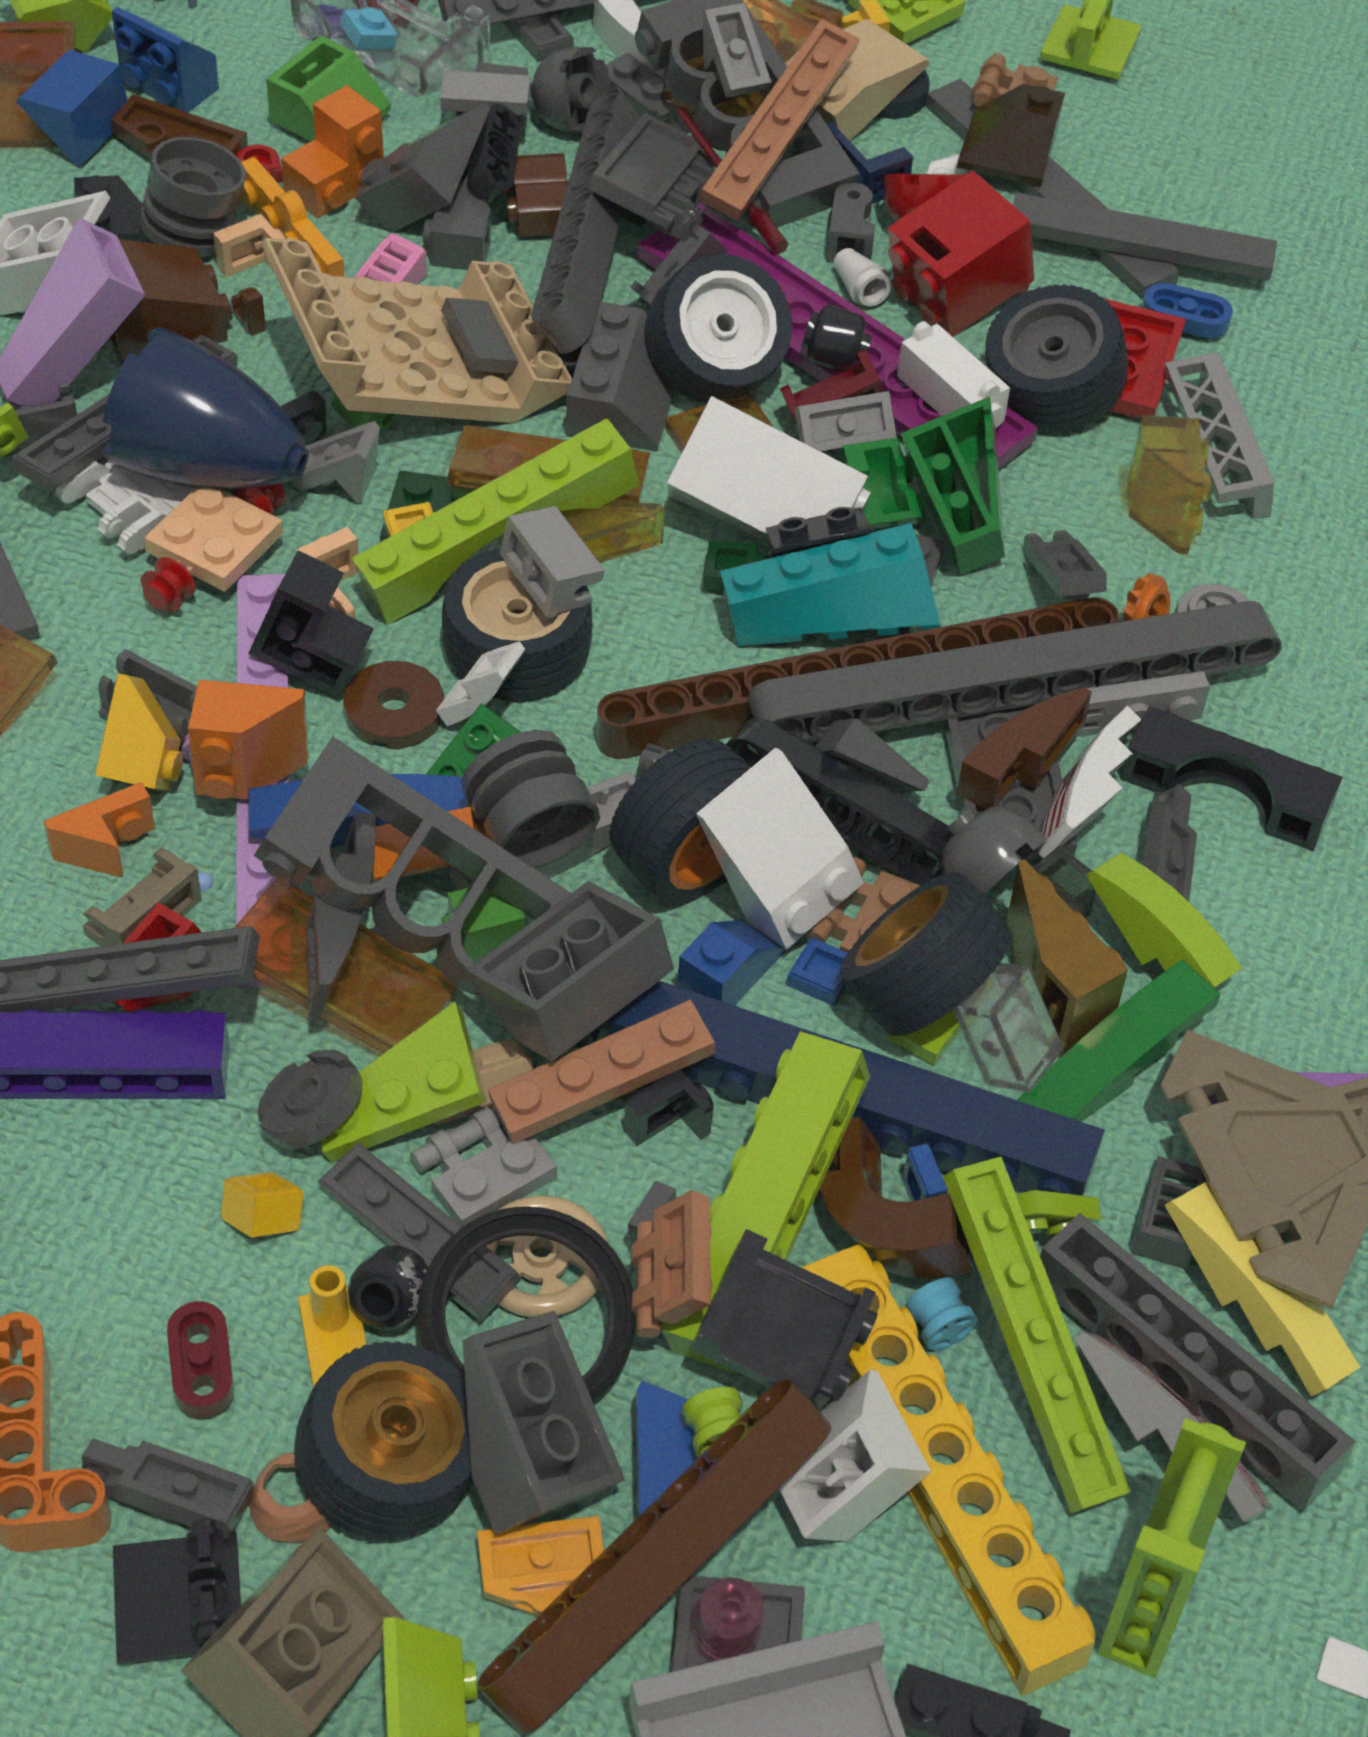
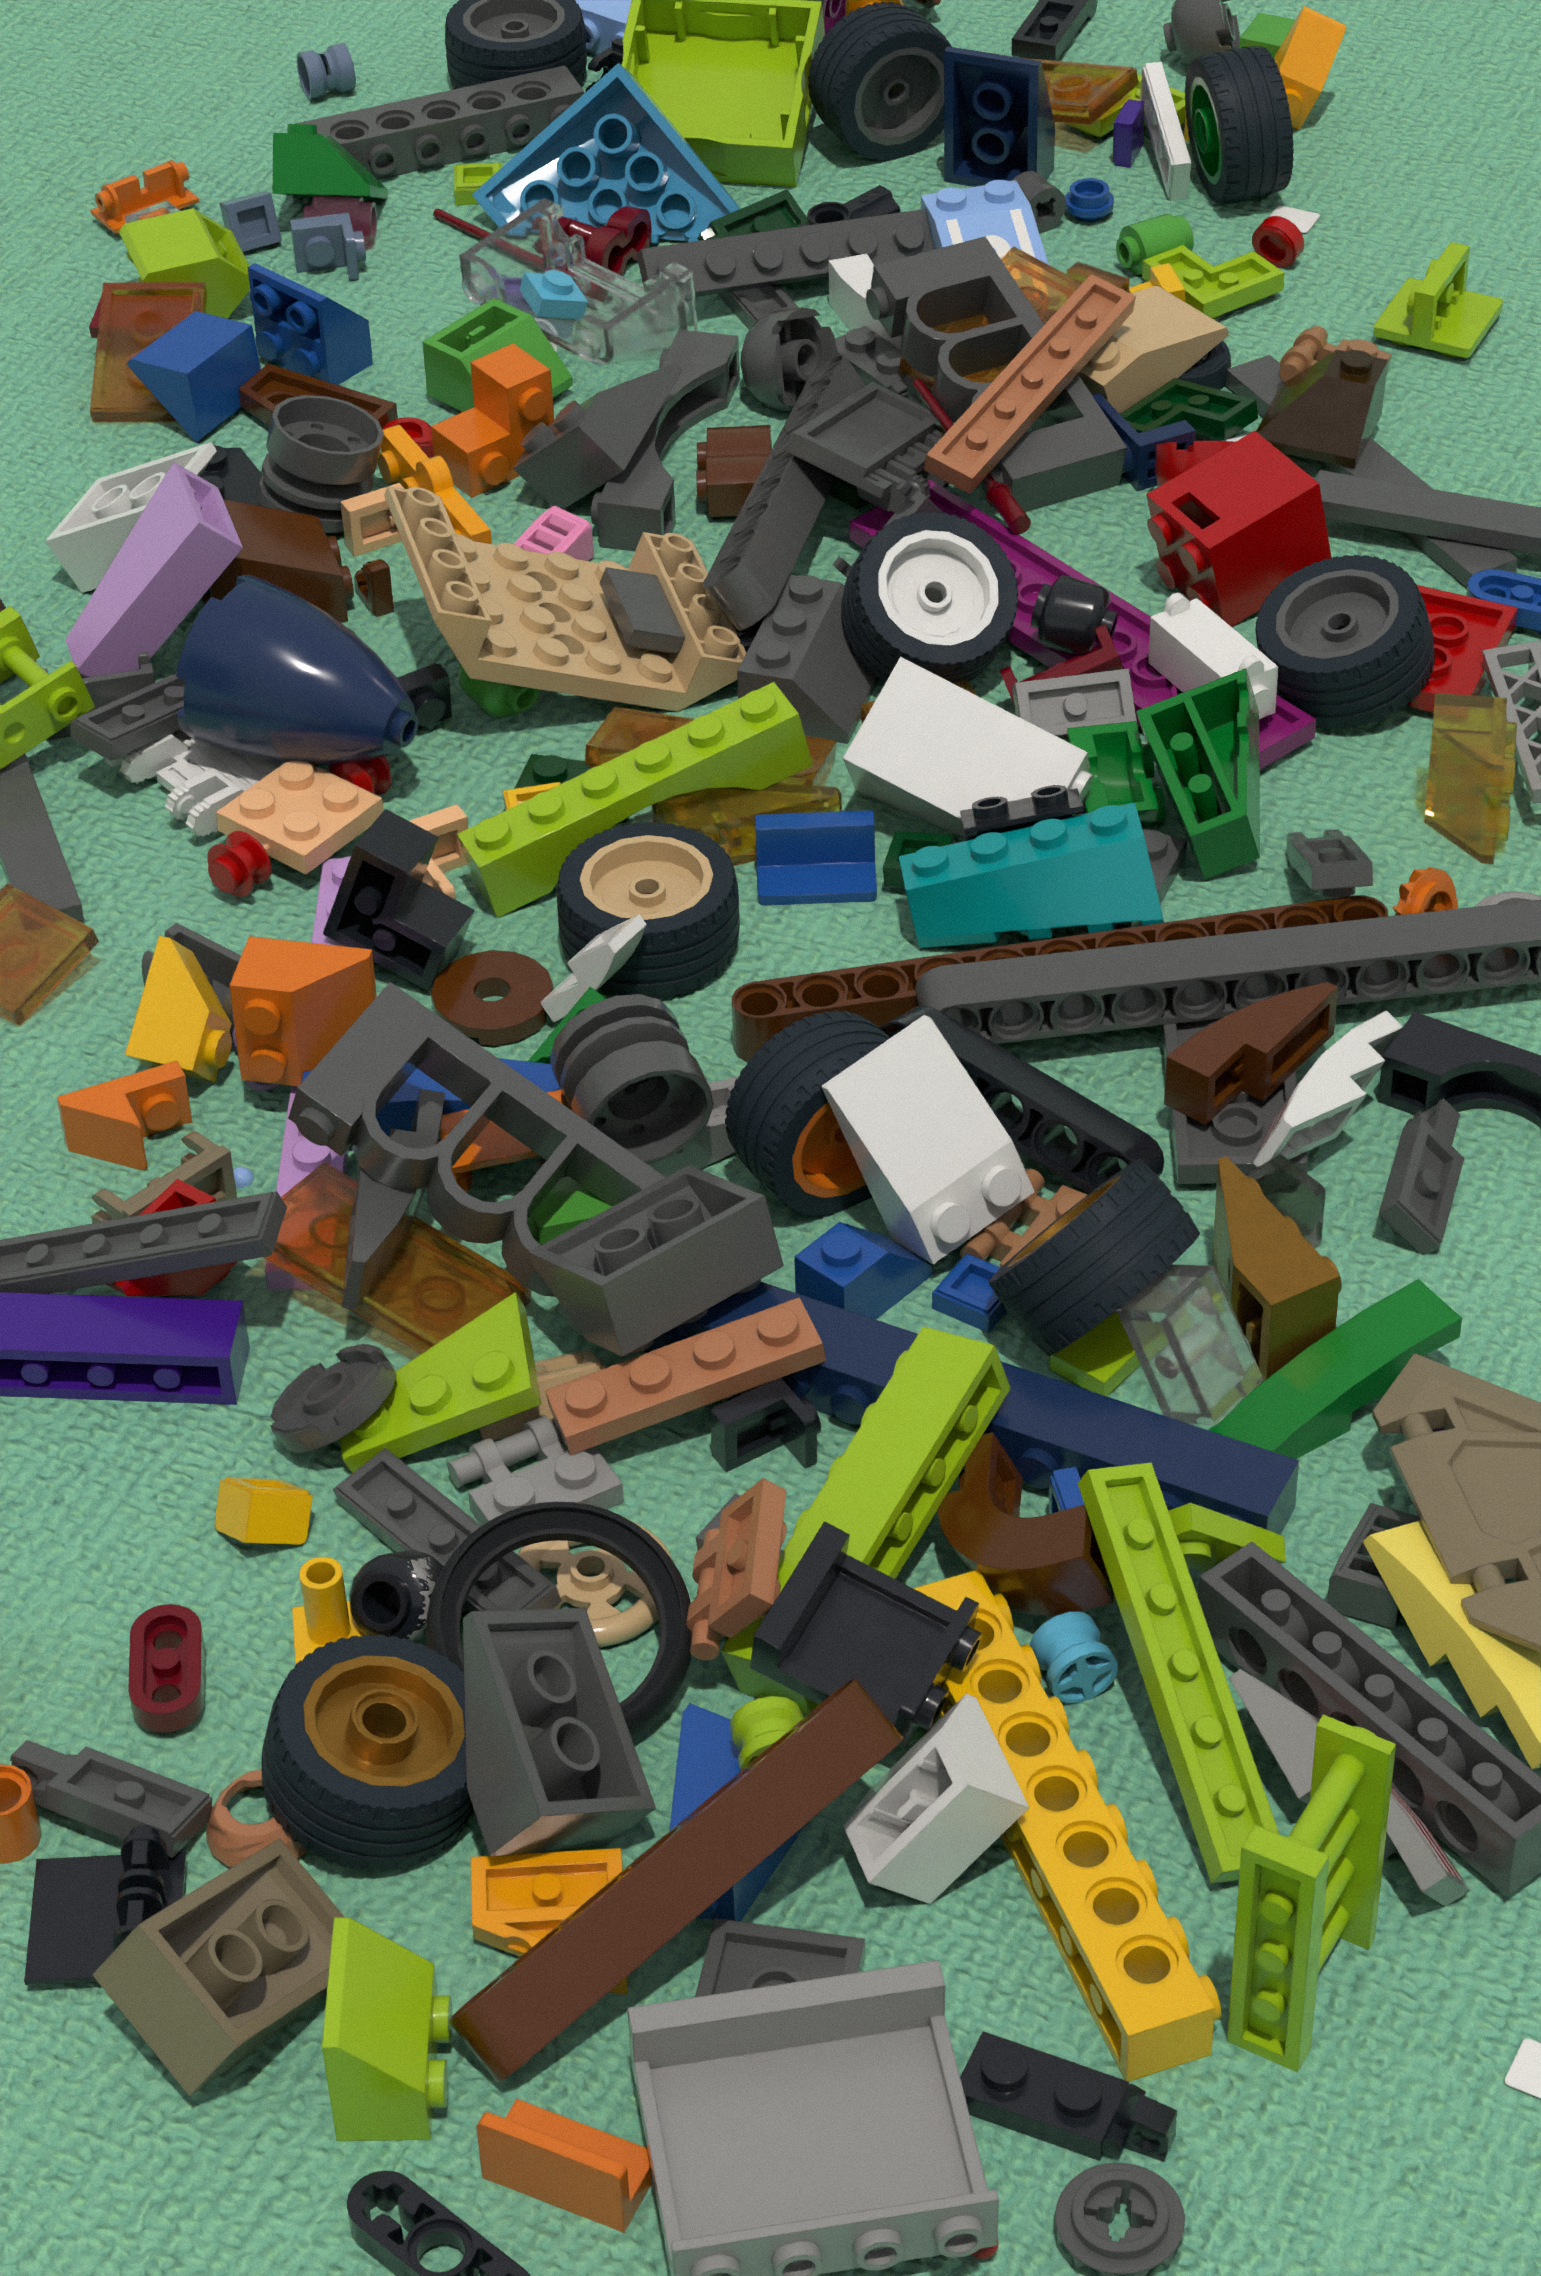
camera: 10 degrees right, 10 degrees down
(343, 458) = (467, 737): light grey slope -> none
(466, 90) = (699, 358): light grey tile -> none
(495, 154) = (685, 421): black beam -> none
(550, 560) = (687, 831): light grey hinge -> none
(647, 566) = (816, 857): none -> blue panel
(730, 1618) = (759, 1946): clear pink brick -> none
(733, 50) = (980, 306): light grey slope -> none
(851, 221) = (1113, 507): dark grey leg -> none
(863, 278) = (1121, 561): white cone -> none
(869, 755) = (1057, 1052): dark grey slope -> none
(898, 128) = (1206, 409): none -> dark green plate
(989, 845) = (1186, 1145): dark grey cylinder -> none
(1160, 920) = (1399, 1240): lime slope -> none
(1174, 694) = (1456, 1002): light grey hinge -> none

